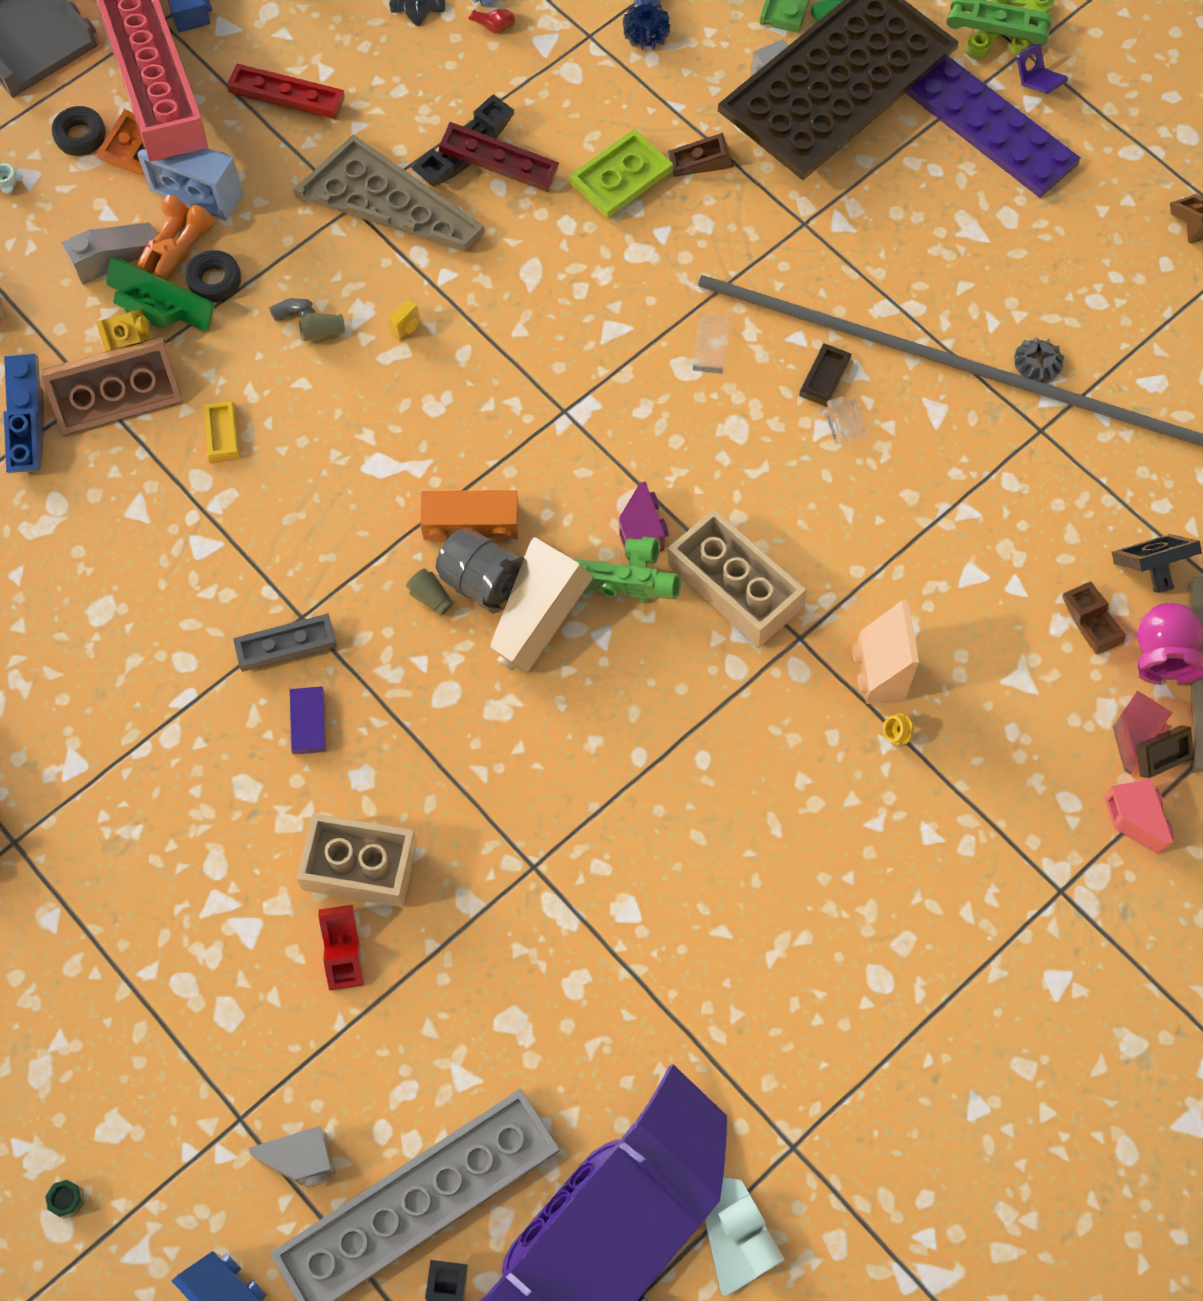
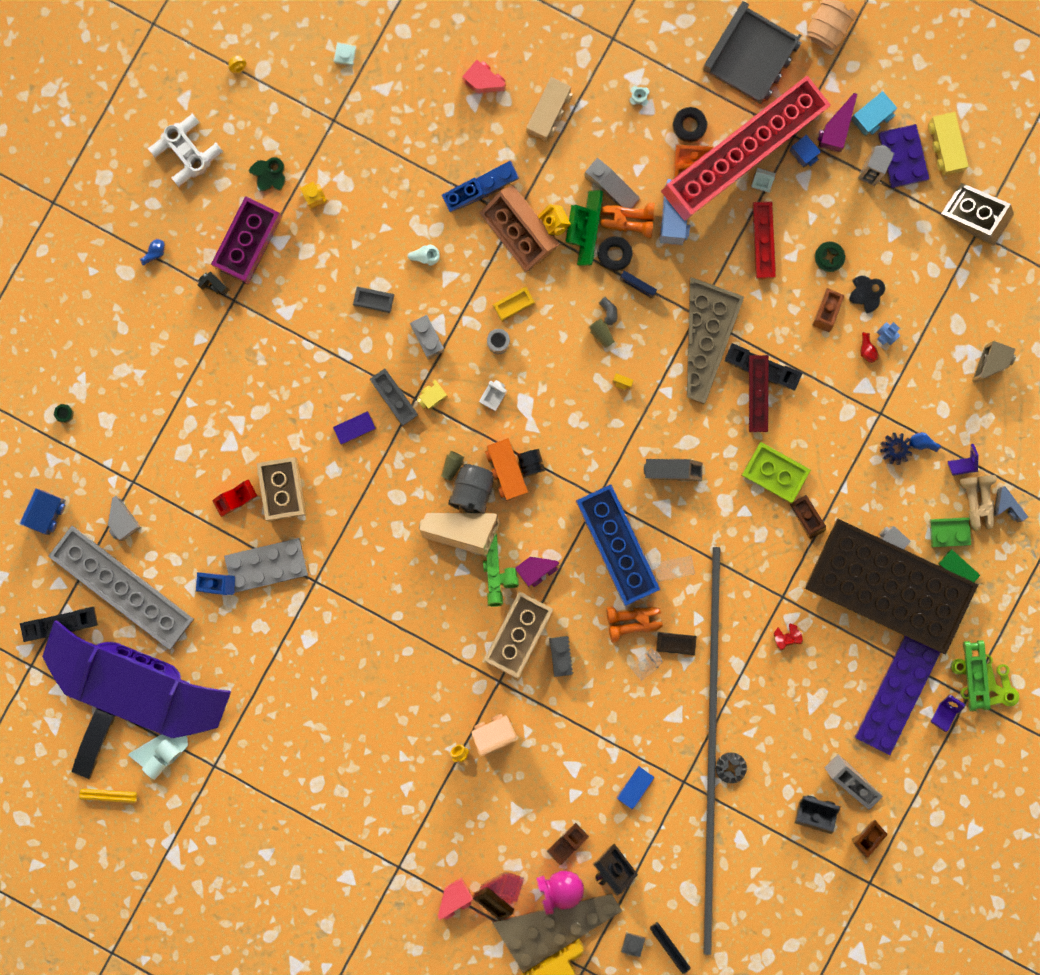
camera: 70 degrees right, 20 degrees up
(85, 524) = (425, 255): none -> light aqua animal
(118, 625) = (373, 299): none -> dark grey tile
(201, 66) = (763, 180): none -> light aqua plate
(213, 561) = (427, 337): none -> light grey brick
(267, 463) = (498, 341): none -> light grey piece
(272, 257) = (638, 284): none -> dark blue tile
(307, 583) = (431, 396): none -> light yellow brick
(338, 20) = (833, 249): none -> dark green gear
(346, 496) = (493, 395): none -> white bracket
(421, 50) = (828, 310): none -> dark orange slope
(473, 475) = (531, 462): none -> black piece
(473, 1030) = (215, 583): none -> blue slope
(475, 937) = (267, 565): none -> light grey plate
(563, 292) = (673, 469): none -> dark grey slope
(648, 397) = (617, 545): none -> blue brick
(766, 405) = (639, 614): none -> orange piece
(791, 528) = (561, 656): none -> dark grey brick
(868, 223) = (794, 637): none -> red piece
(1032, 496) = (635, 787): none -> blue slope
(1104, 210) = (853, 782): none -> light grey slope
(1141, 268) = (817, 814): none -> black bracket

